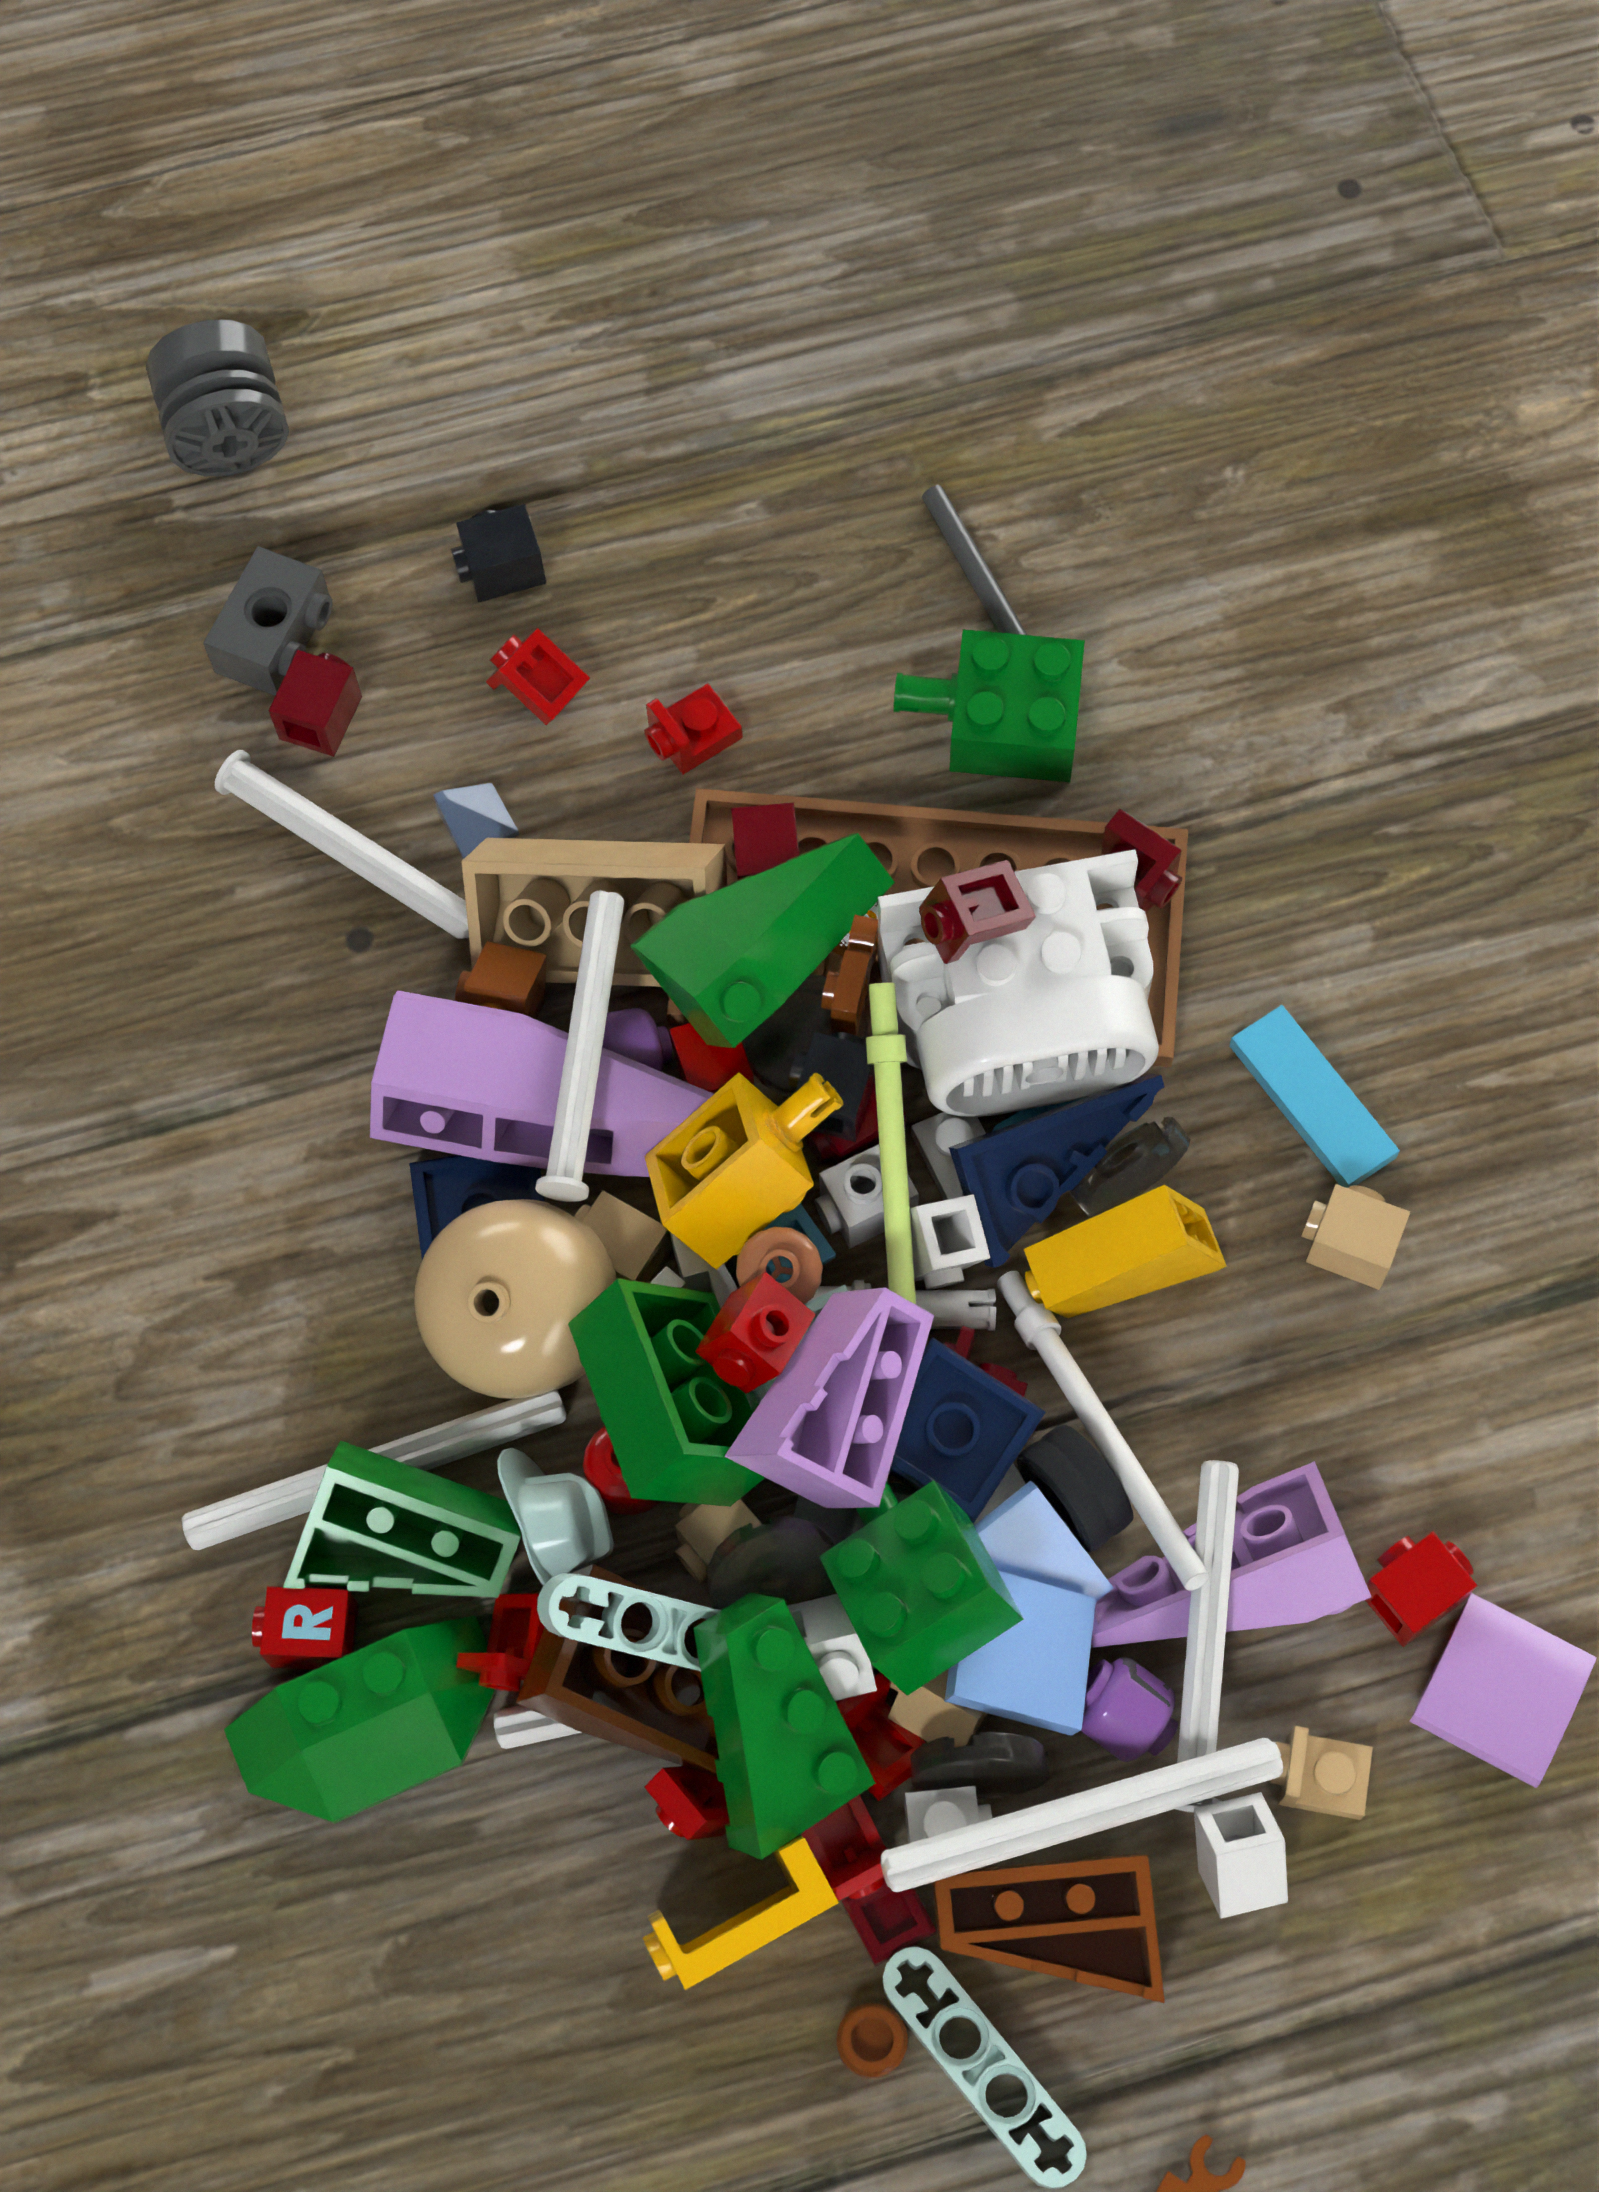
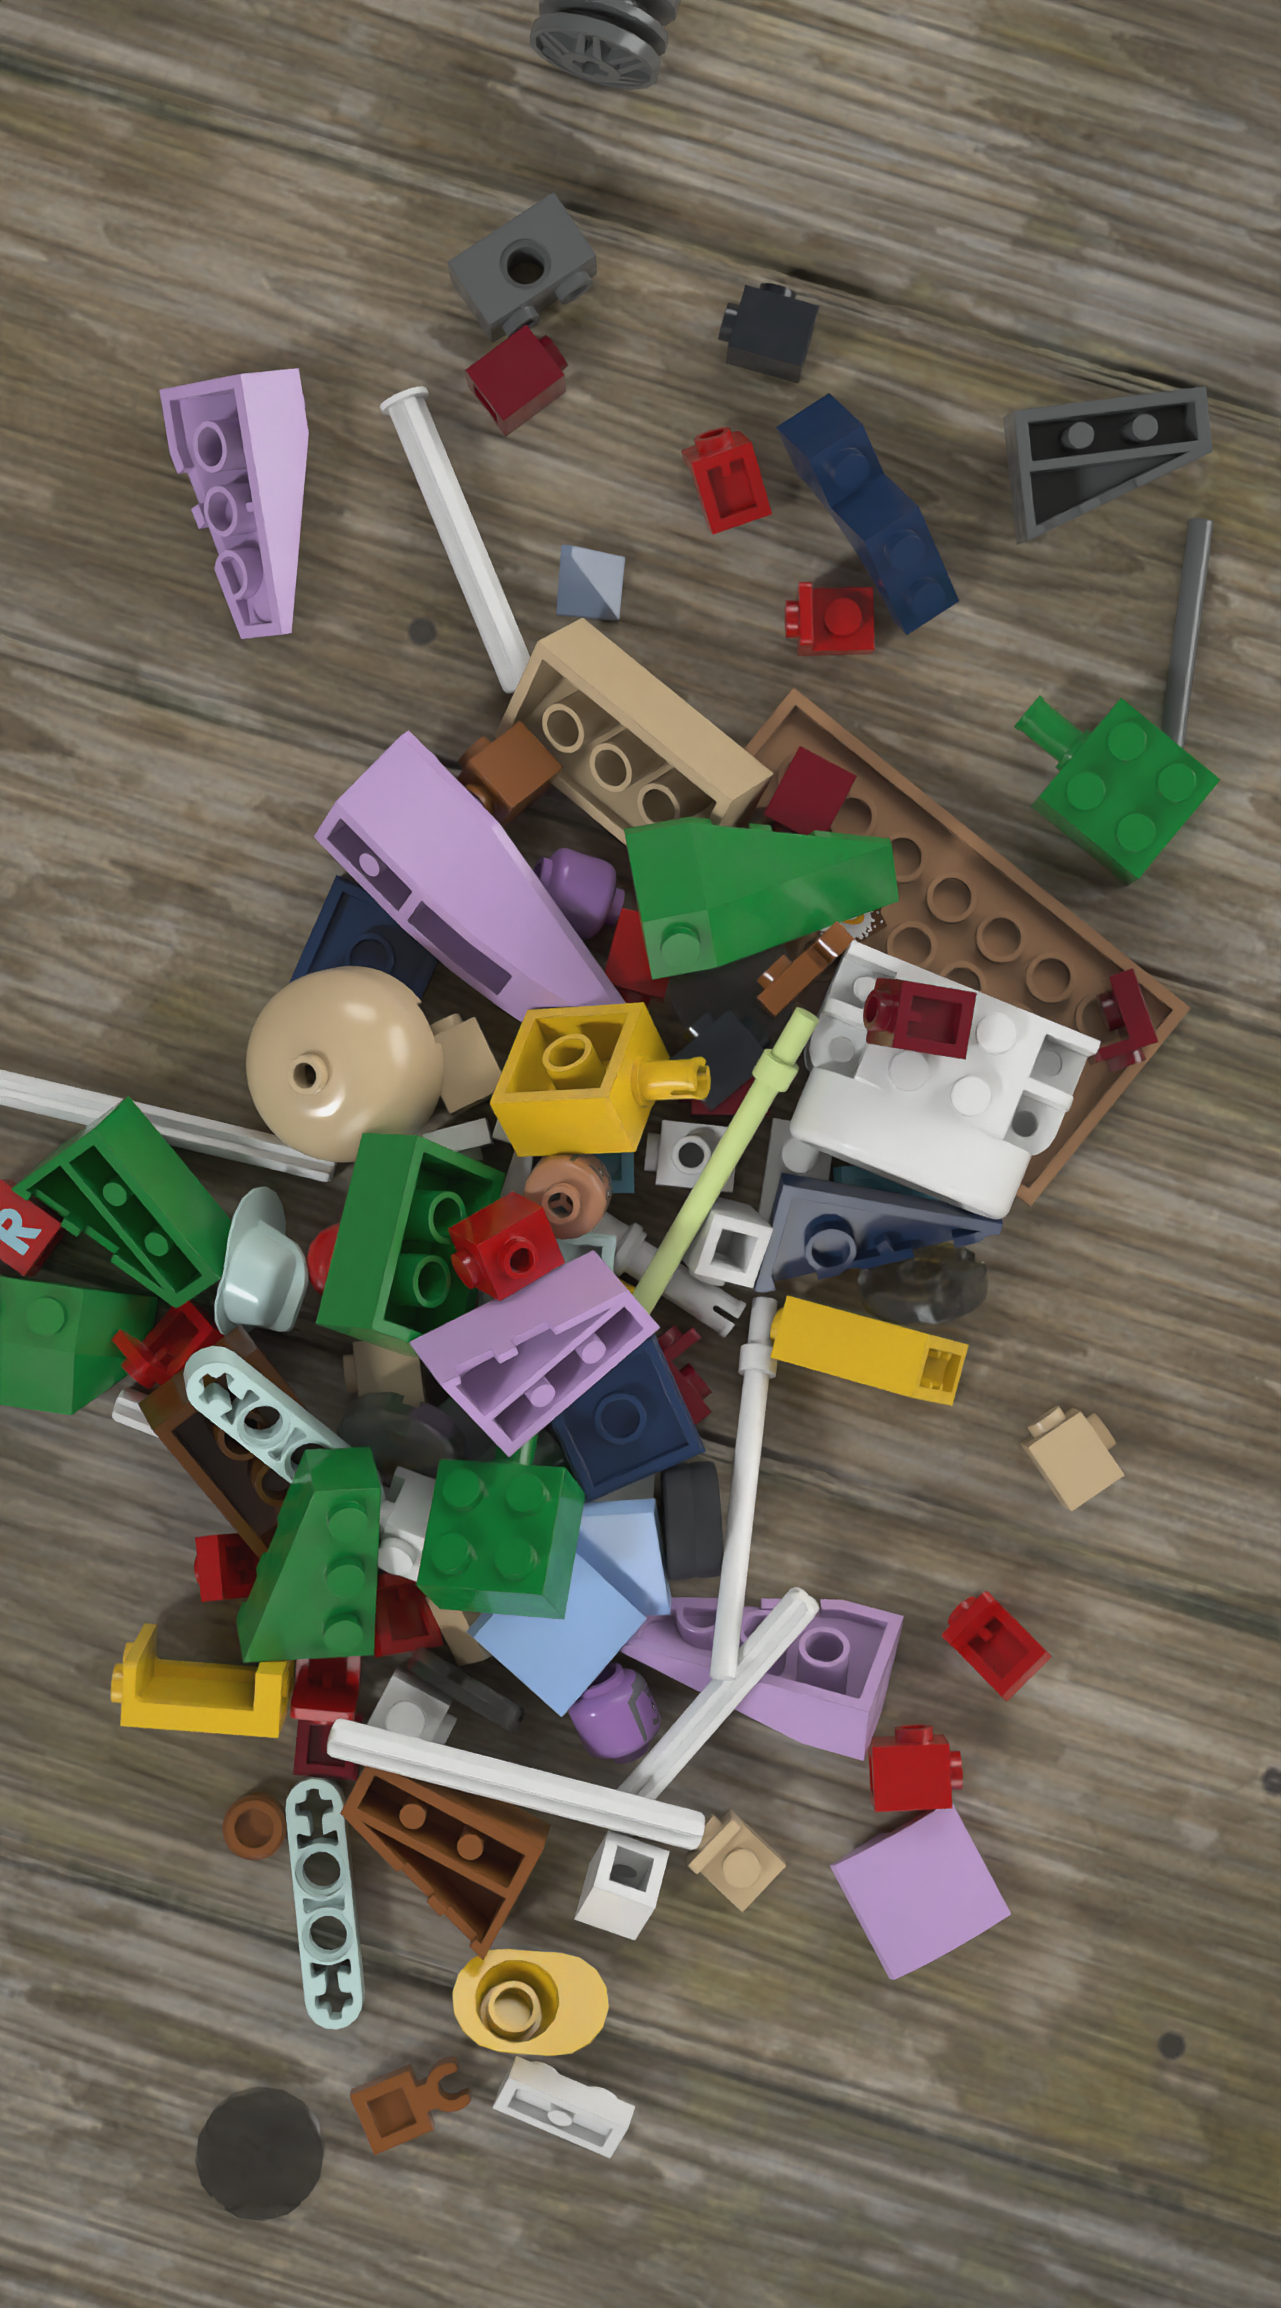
camera: 25 degrees right, 20 degrees up
(128, 895) = (247, 464): none -> lavender wedge
(583, 1050) = (532, 889): white axle -> none
(685, 624) = (871, 510): none -> dark blue arch
(814, 480) = (1096, 450): none -> dark grey wedge
(1234, 2022) = (530, 2002): none -> yellow piece
(1314, 1098) = (1126, 1312): medium azure tile -> none
(1334, 2109) = (564, 2106): none -> white plate
(1408, 1431) = (994, 1644): none -> red bracket

